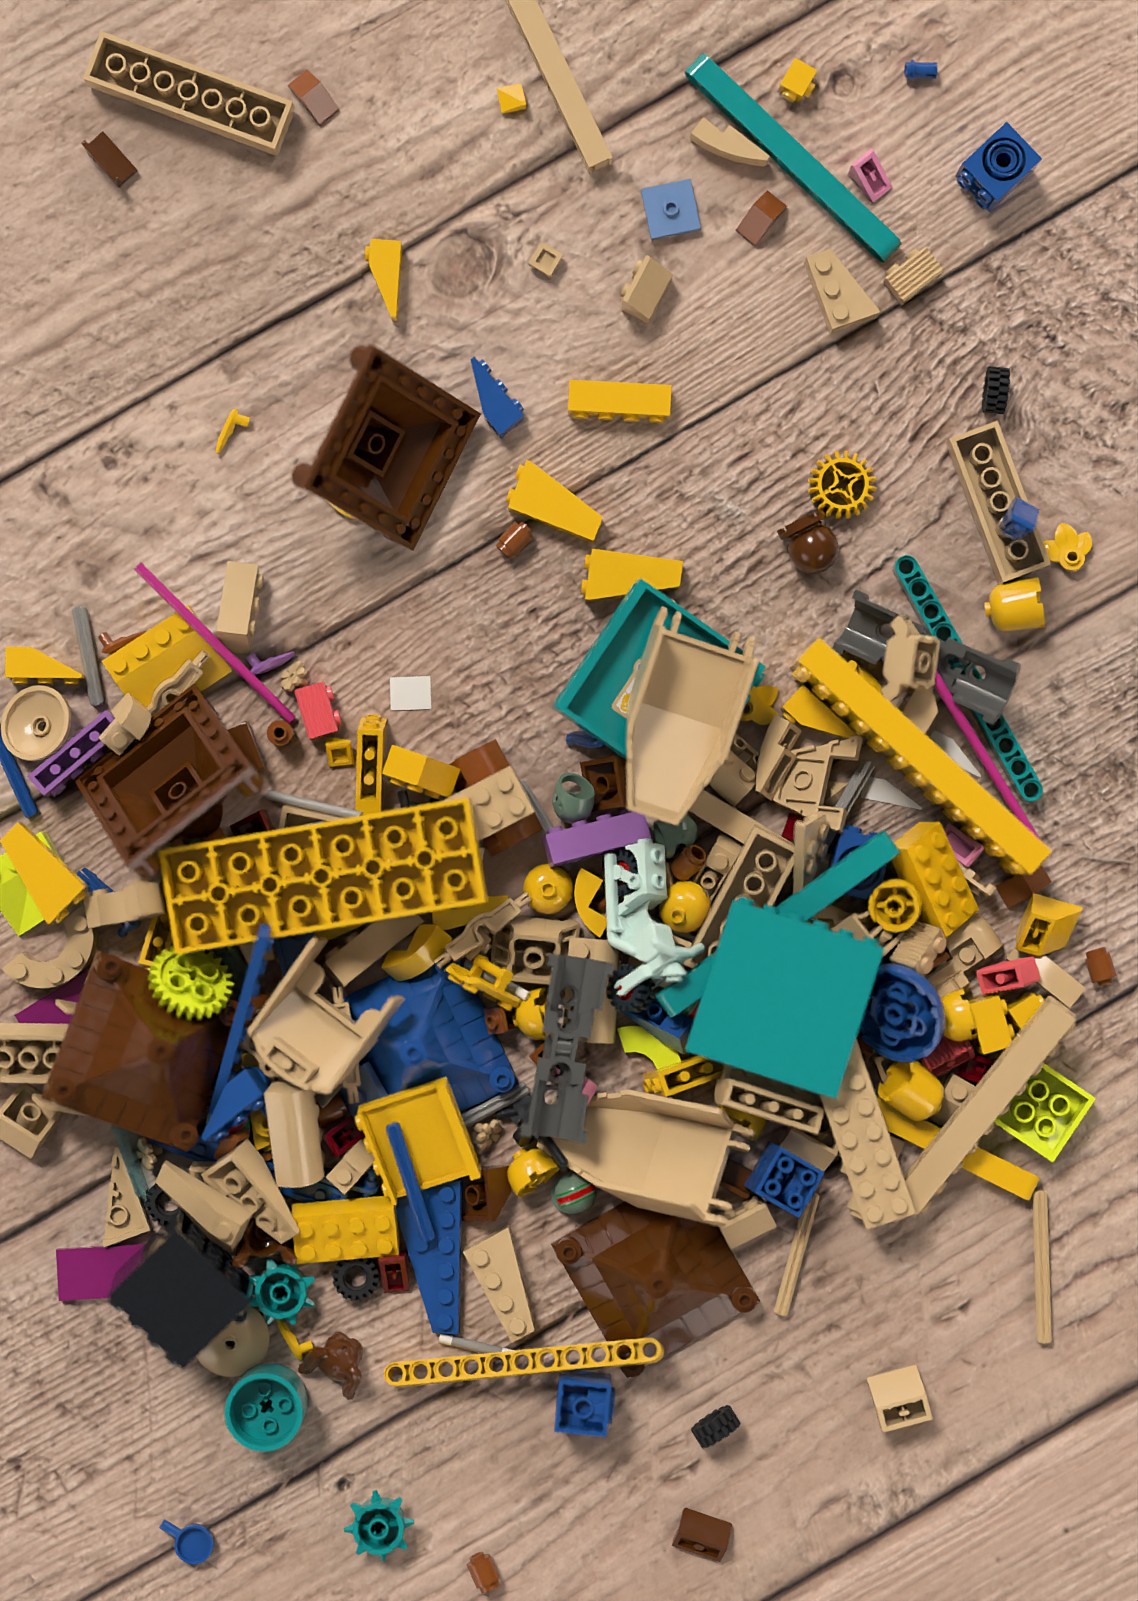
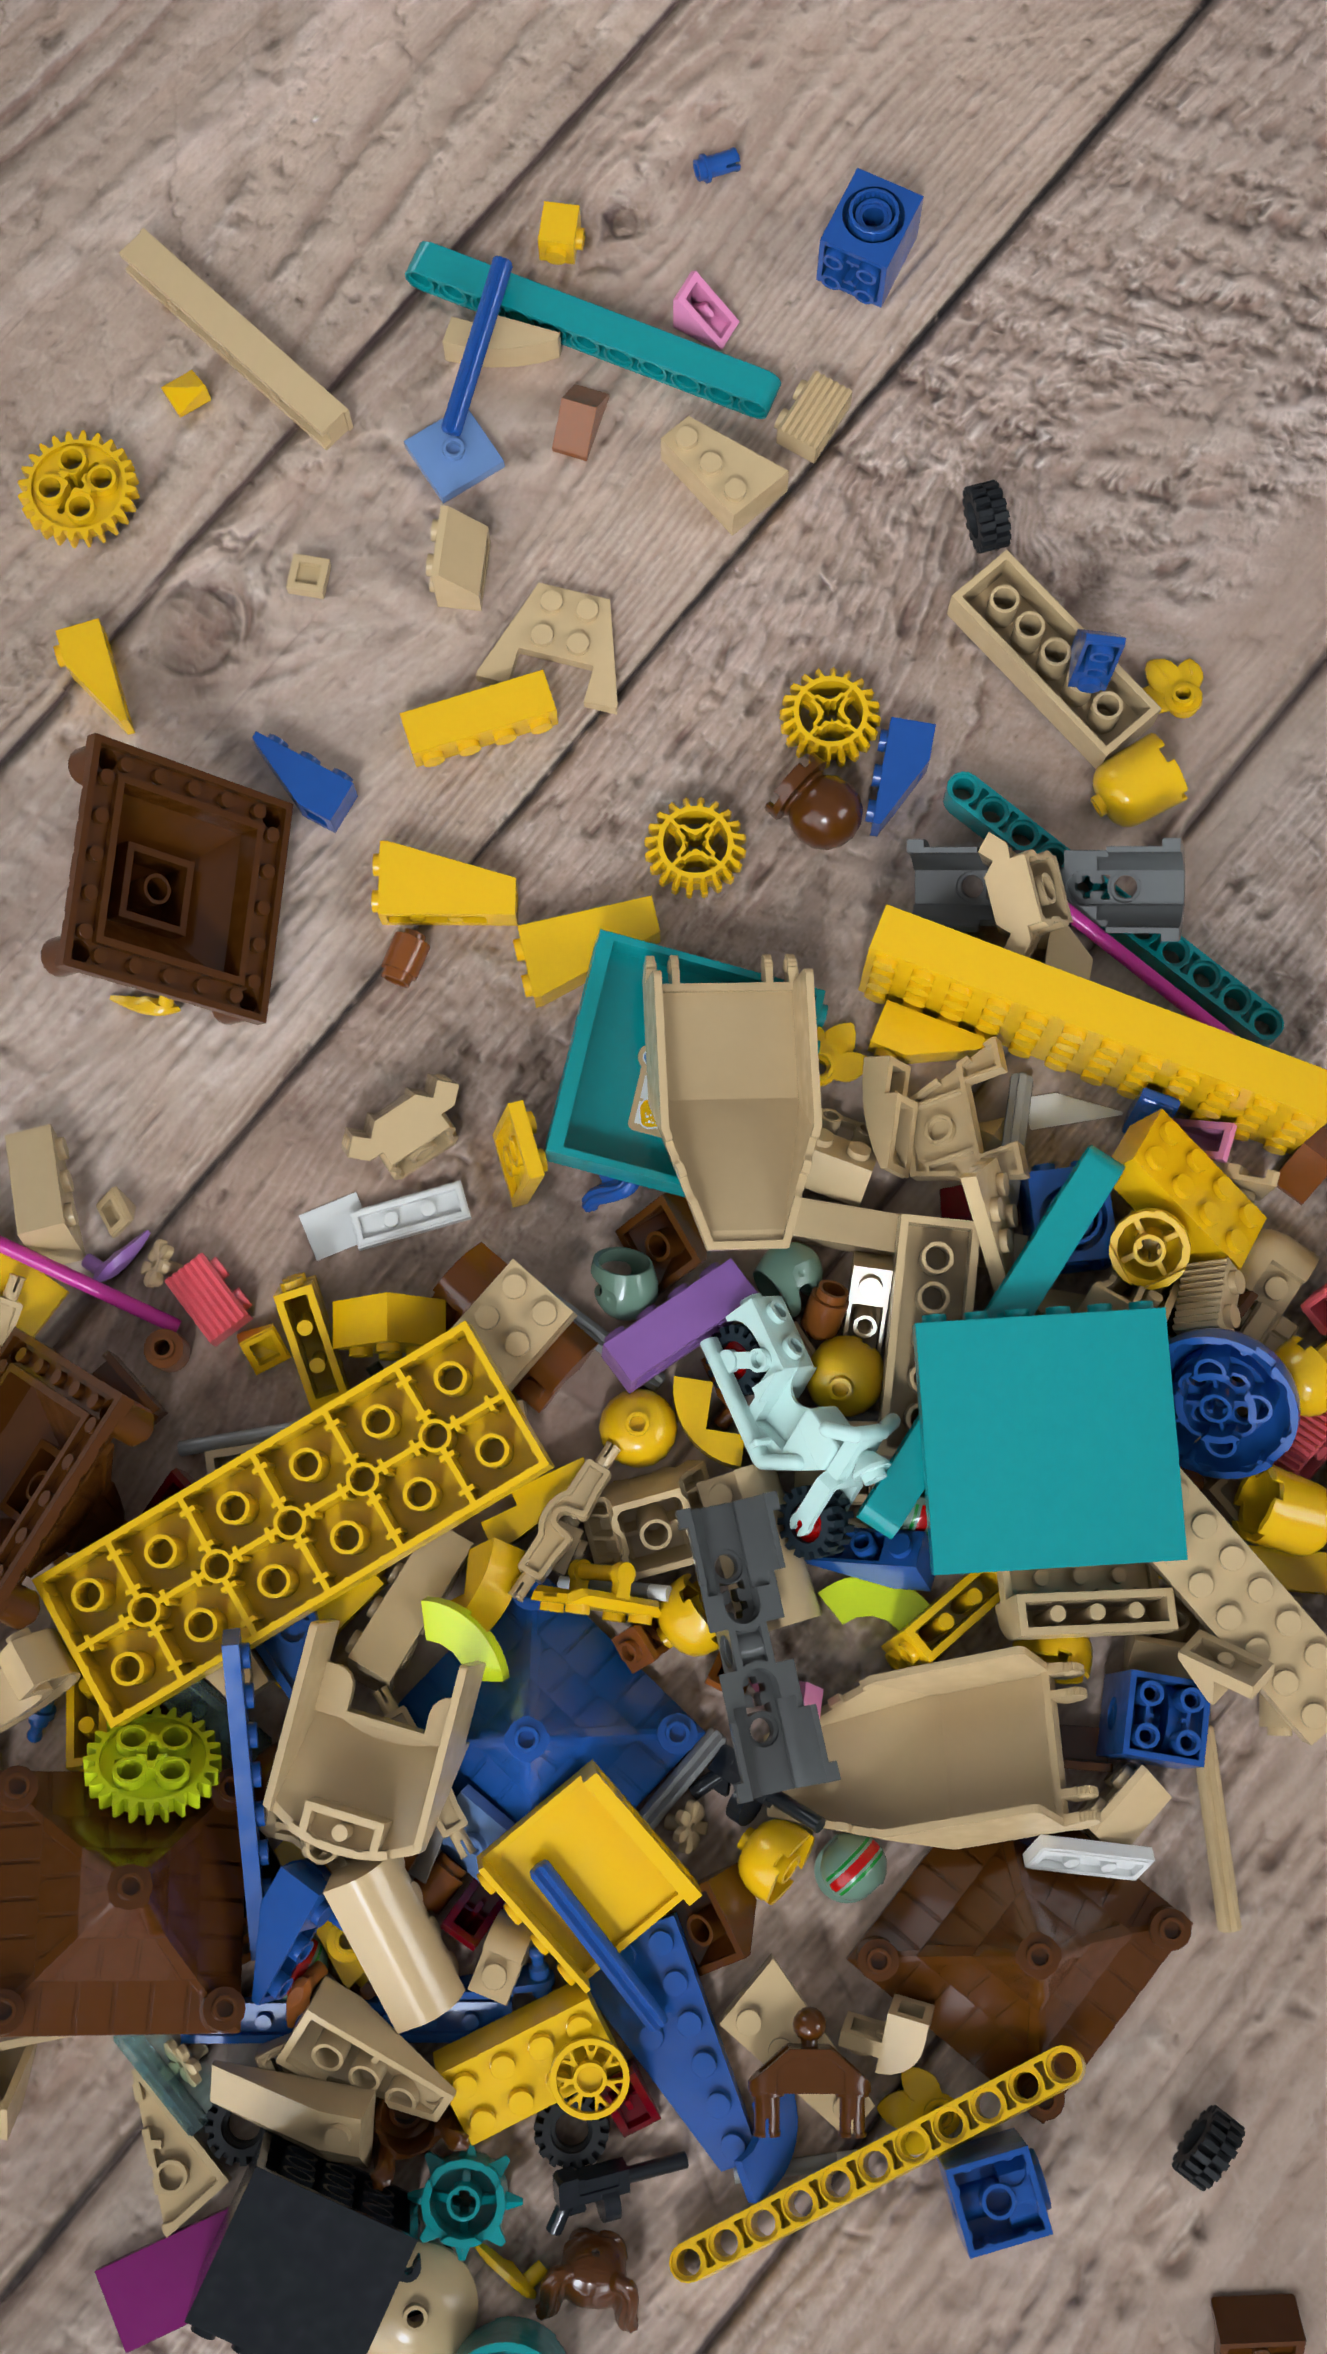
camera: 15 degrees left, 10 degrees down
(279, 633) = (116, 1211): none -> tan slope
(362, 1314) = (603, 2185): none -> black piece
(377, 1253) = (589, 2078): none -> yellow wheel
(397, 975) = (464, 1636): none -> neon yellow tile
(432, 160) = (78, 489): none -> yellow gear
(458, 704) = (409, 1215): none -> white tile
(467, 1328) = (768, 2158): none -> blue tile
(475, 649) = (408, 1129): none -> tan slope
(503, 1296) = (809, 2070): none -> reddish brown connector
(537, 696) = (518, 1154): none -> yellow plate
(559, 1300) = (895, 2042): none -> tan brick
(562, 1335) = (919, 2096): none -> yellow plate
(696, 358) = (561, 629): none -> tan wing
(711, 146) = (477, 346): none -> blue axle
(712, 1242) = (1088, 1857): none -> white tile
(728, 549) = (684, 836): none -> yellow gear
(833, 1166) = (1223, 1666): none -> tan slope
(878, 531) = (905, 762): none -> blue slope
(934, 813) = (1148, 1102): none -> blue slope

